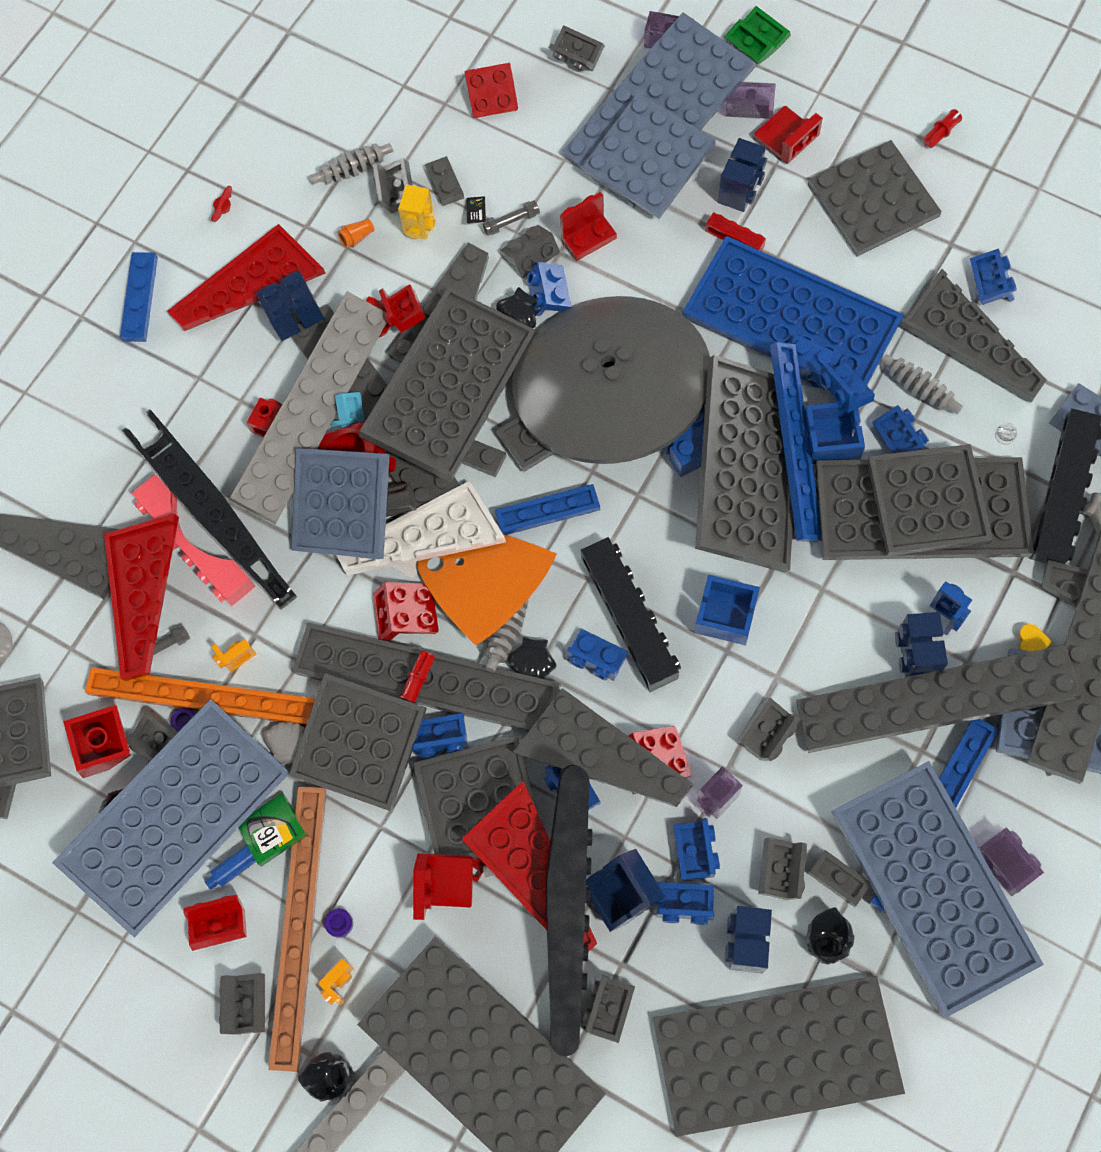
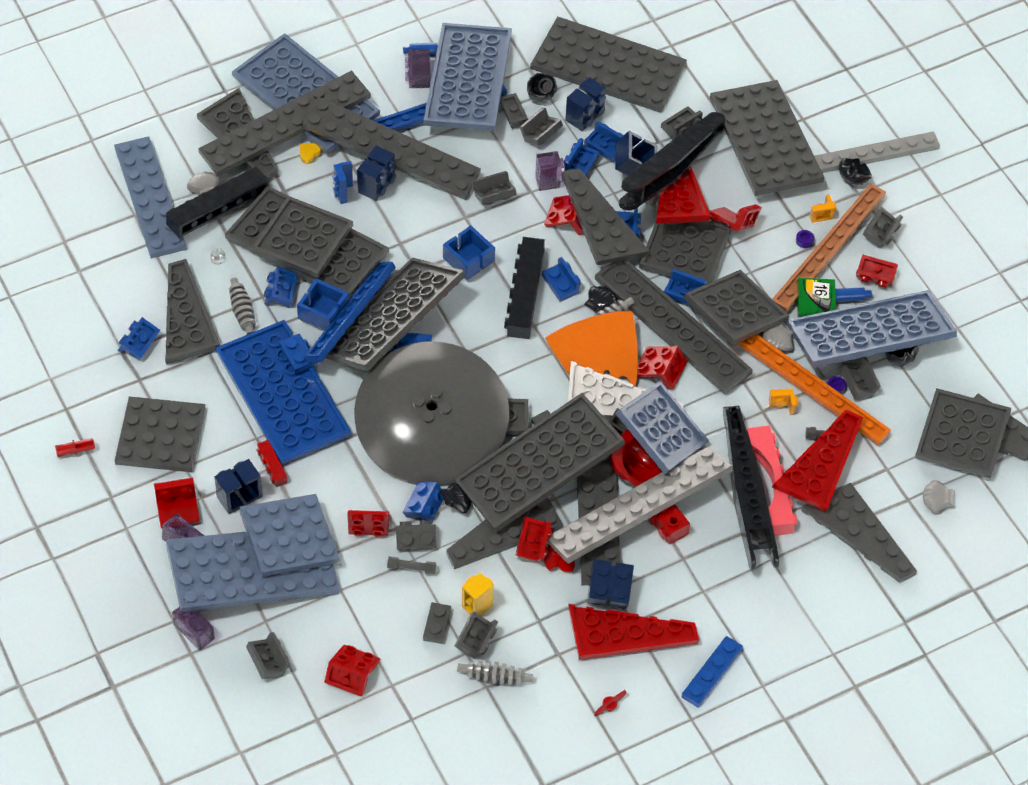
camera: 155 degrees left, 15 degrees down
(97, 741) = (896, 393): red slope -> none
(349, 409) = (617, 488): medium azure bracket -> none
(354, 233) = (527, 619): orange cone -> none
(417, 676) = (678, 317): red axle -> none
(476, 210) = (431, 585): black sticker -> none
(547, 510) = (530, 370): blue plate -> none
(758, 35) = (131, 591): green slope -> none
(845, 386) = (296, 314): blue bracket -> none
(1035, 900) = (432, 47): none -> blue cylinder

